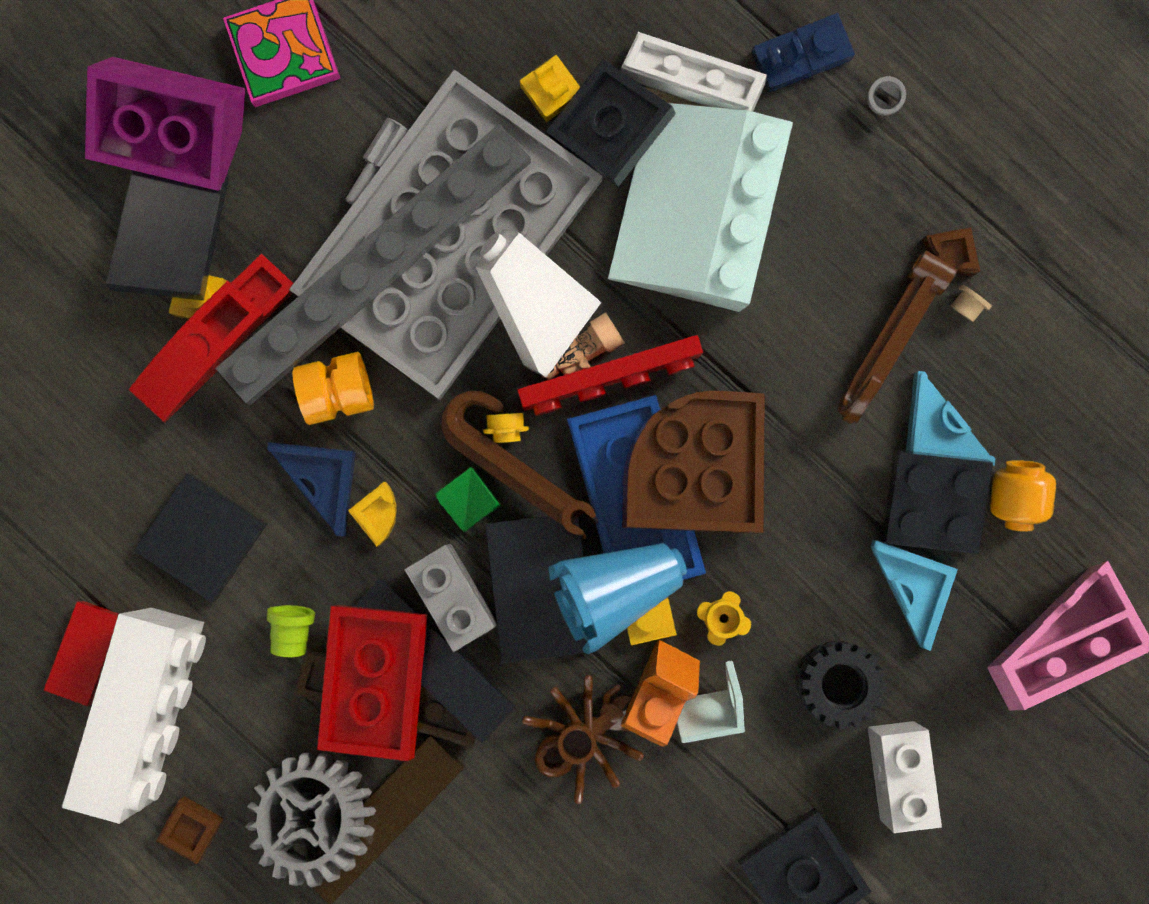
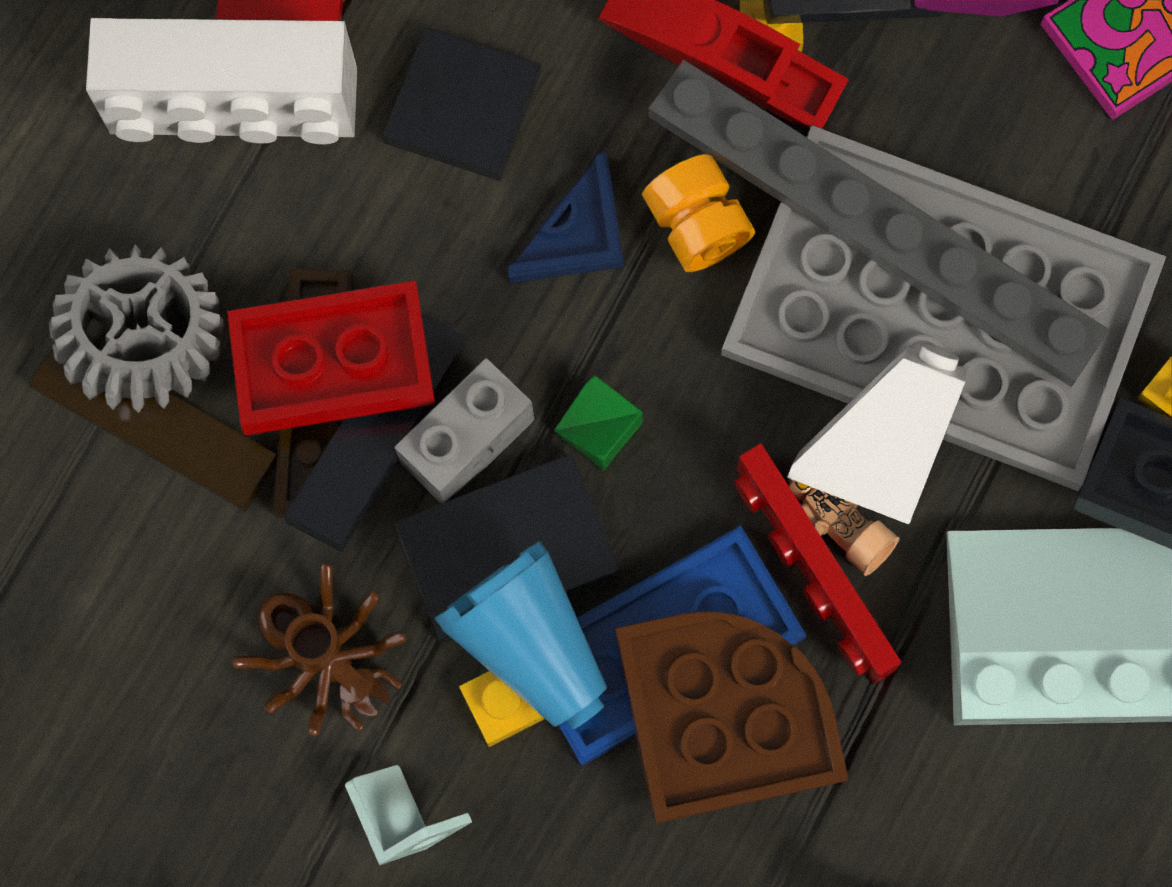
camera: 80 degrees right, 10 degrees down
(190, 830) = (86, 188): reddish brown tile -> none
(289, 629) = (371, 241): lime piece -> none
(376, 513) = (549, 313): yellow tile -> none
(377, 153) = (1027, 190): light grey axle -> none
(505, 427) = (708, 447): yellow plate -> none
(508, 468) = (653, 462): reddish brown piece -> none
(661, 693) = (404, 741): orange slope -> none
(736, 623) = (522, 823): yellow plate -> none

